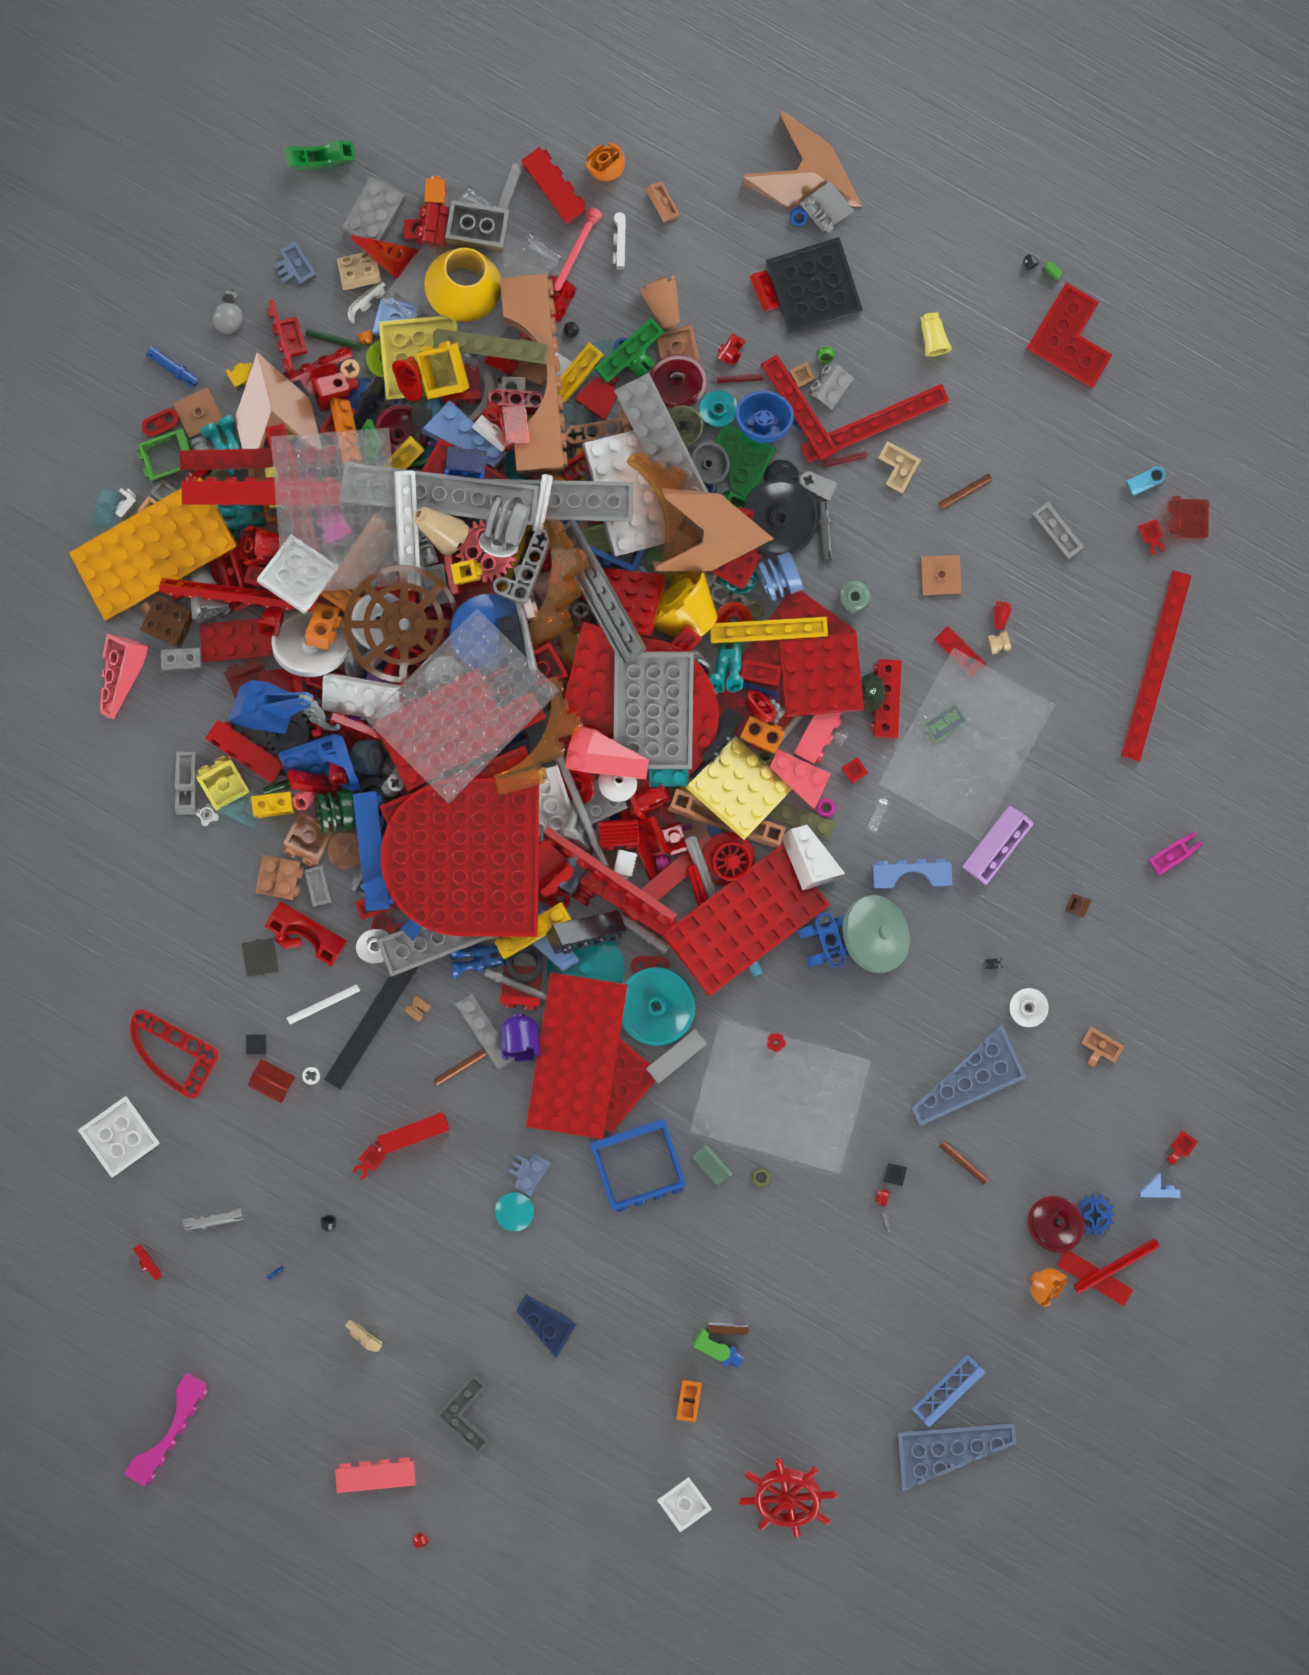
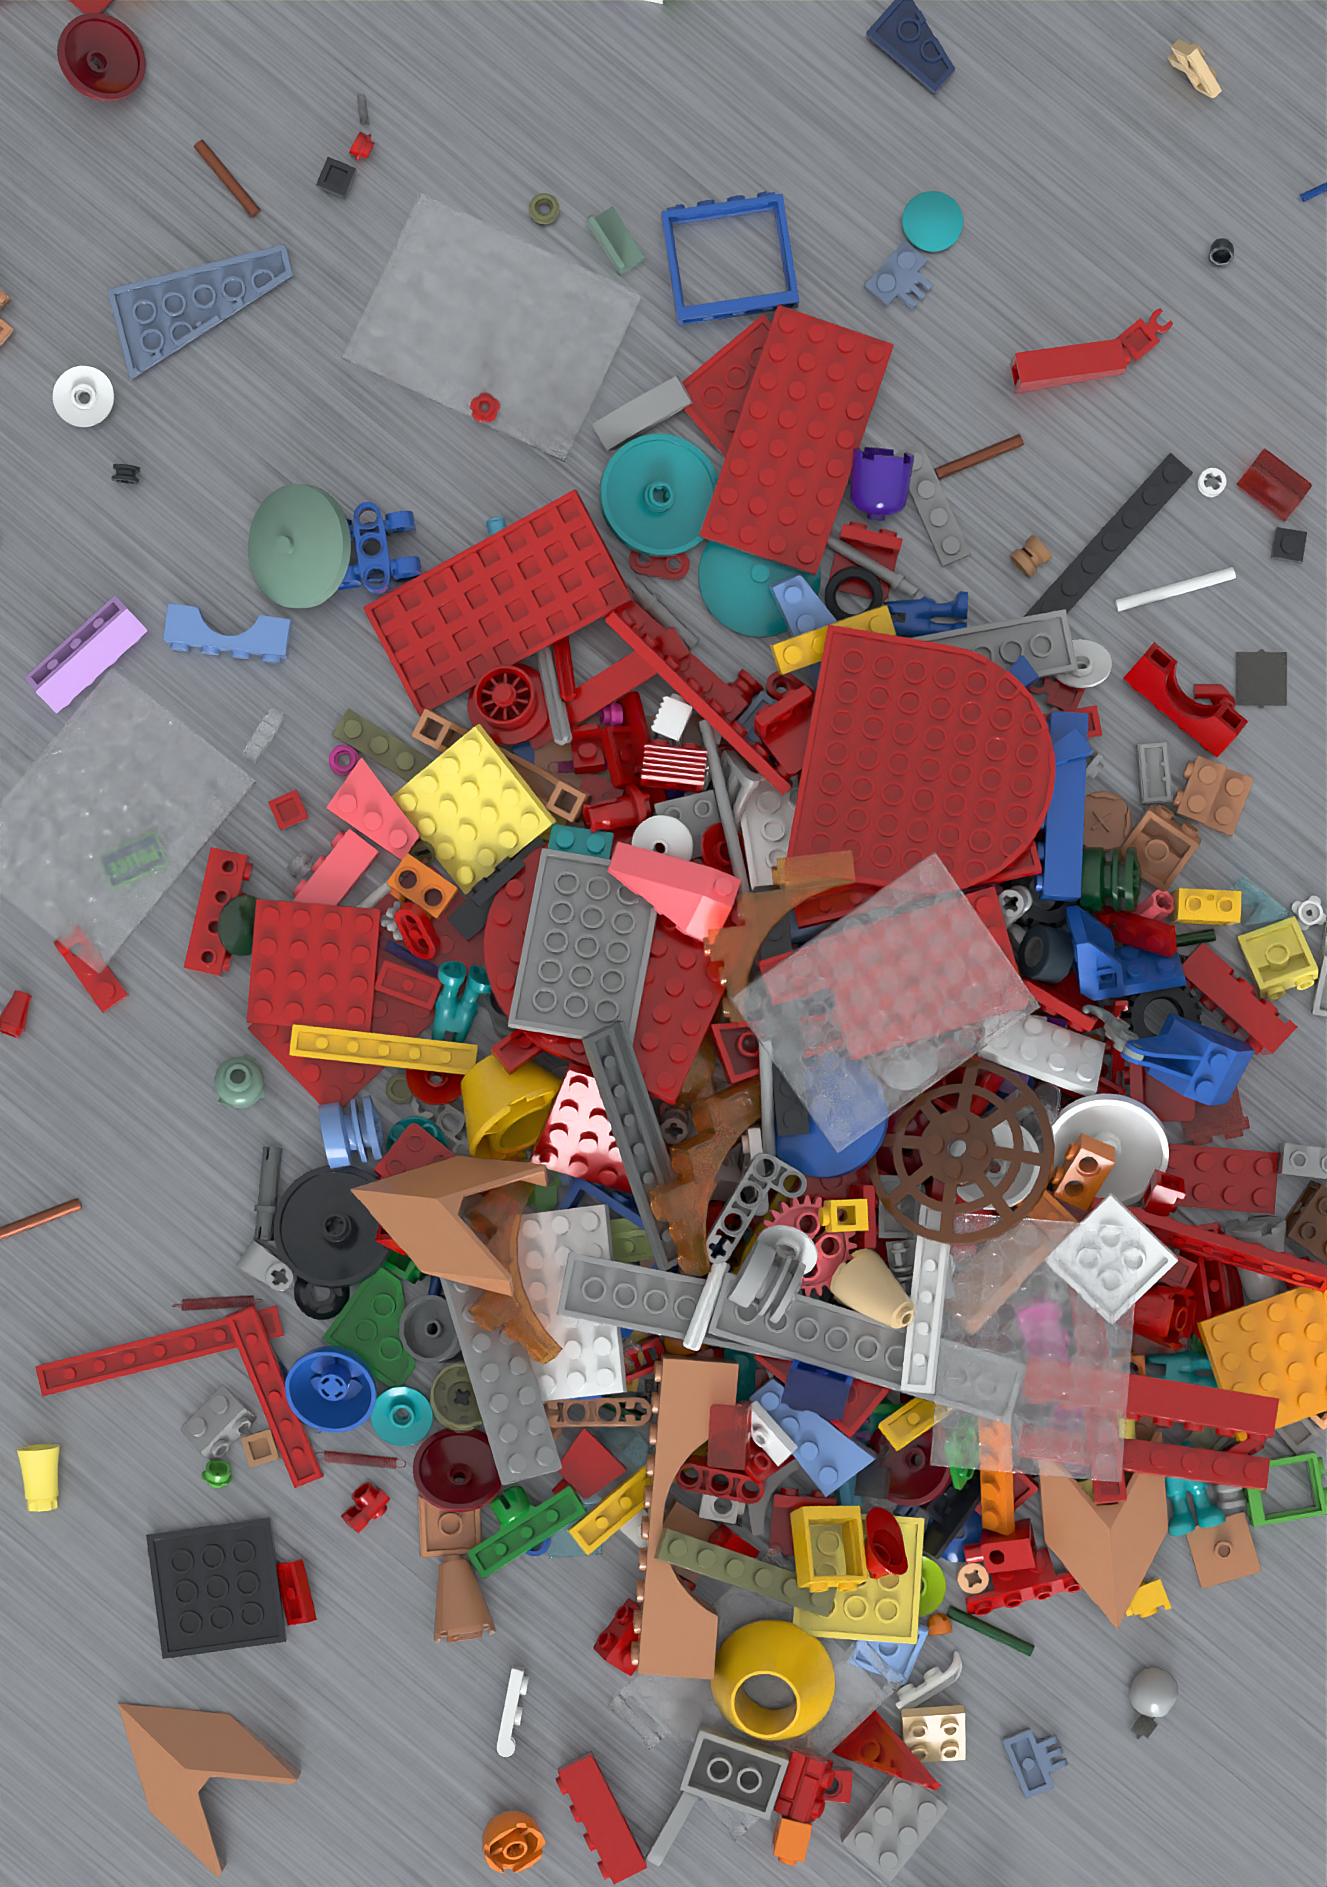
camera: 175 degrees left, 0 degrees up
(160, 423) = (1285, 1543): red plate -> none
(179, 371) = (1247, 1624): blue pin -> none
(289, 335) = (1059, 1645): red bracket -> none
(337, 774) = (1099, 933): red cone -> none
(575, 330) = (606, 1579): black hinge -> none
(586, 932) = (749, 623): black brick -> none
(592, 216) = (548, 1758): coral piece -> none
(662, 201) = (433, 1763): nougat plate -> none
(798, 222) = (221, 1694): blue plate -> none
(810, 858) = (381, 683): white wedge -> none
(826, 207) = (173, 1709): light grey hinge -> none
(903, 464) = (125, 1276): tan plate -> none
(941, 575) = (98, 1093): nougat plate -> none
(1000, 642) = (29, 970): tan wheel -> none
(1102, 1214) = (27, 60): blue gear -> none

